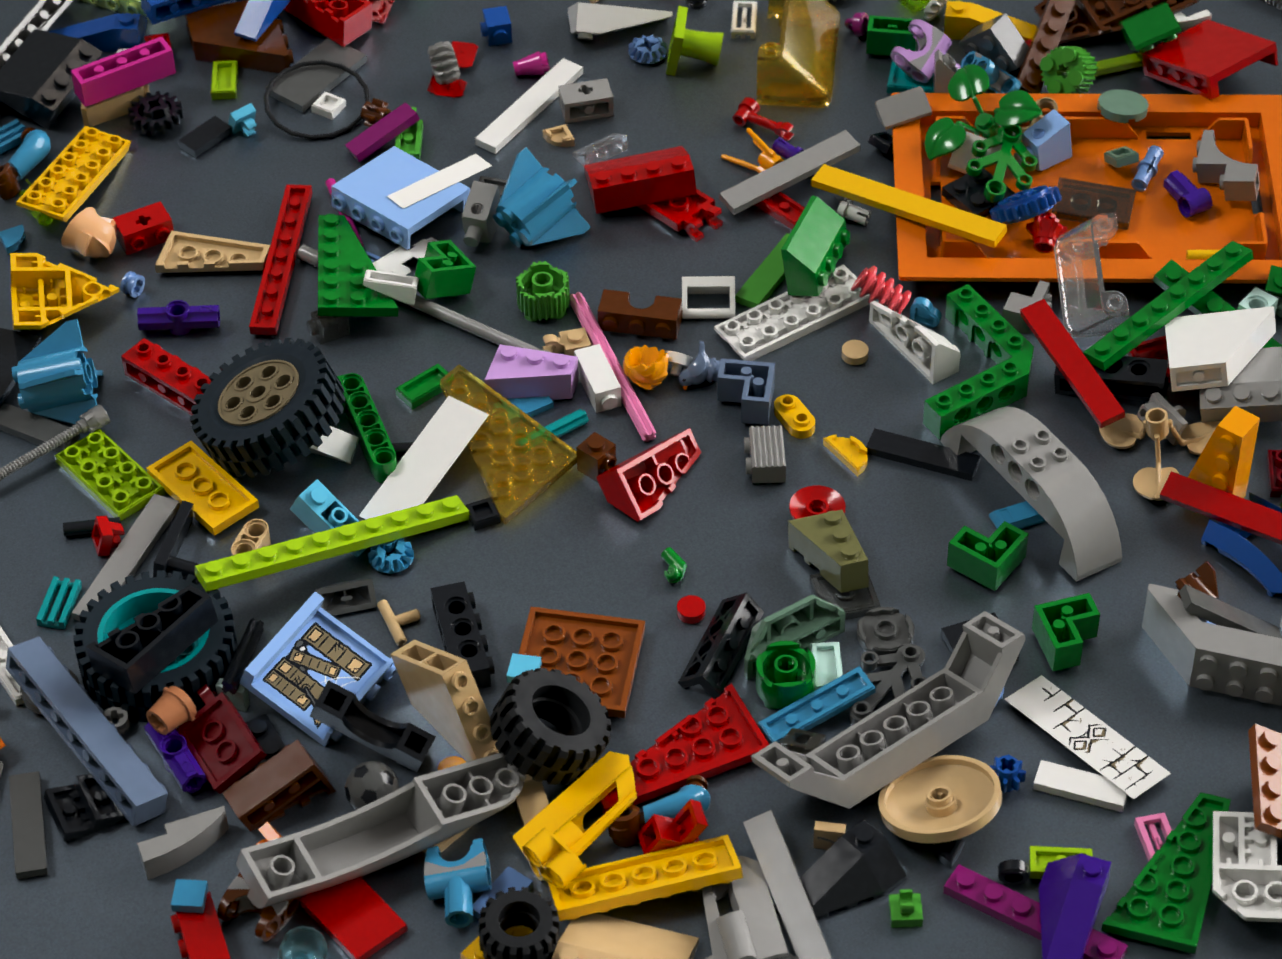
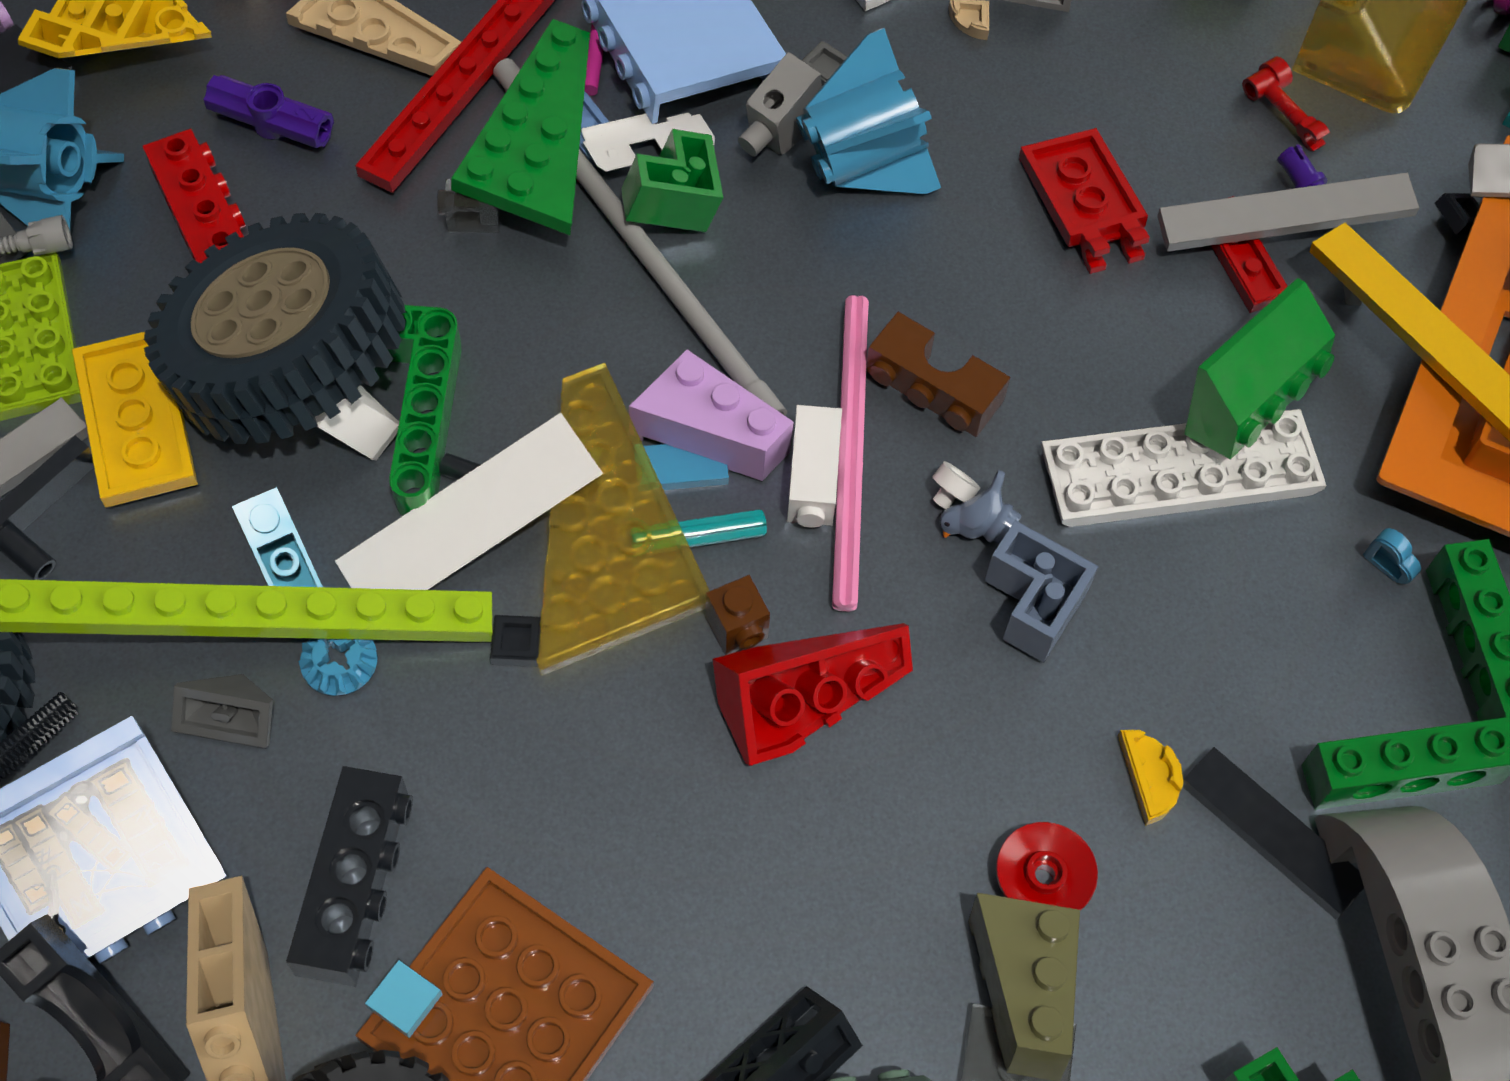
camera: 20 degrees right, 15 degrees up
(132, 284) = (241, 31): medium blue bush -> none
(252, 536) = (131, 551): tan beam -> none
(393, 285) = (582, 182): white slope -> none
(394, 622) = (274, 790): tan piece -> none
(421, 387) = (543, 369): green tile -> none
(439, 181) = (748, 29): white sticker -> none
(543, 292) = (807, 276): bright green brick -> none
(567, 341) = (812, 379): tan plate -> none
(602, 149) = (1021, 62): clear slope -> none
(640, 179) = (1050, 136): red slope -> none
(646, 366) = (898, 476): light orange hair -> none
(676, 567) = (763, 885): green arm -> none
(691, 609) = (746, 982): red tile -> none
(708, 285) = (1067, 364): white tile -> none
(764, 279) = (1166, 382): bright green tile -> none
(766, 159) = (1262, 175): light orange plant -> none
(766, 454) = (1011, 726): light grey brick -> none
(794, 416) = (1094, 660): yellow plate -> none
(854, 212) = (1356, 318): white pin -> none
(854, 352) = (1247, 581): tan tile -> none
(882, 291) = (1341, 490): coral piece -> none
(919, 345) = (1361, 620): white wedge -> none
(1019, 515) = (1373, 1036): dark azure tile -> none

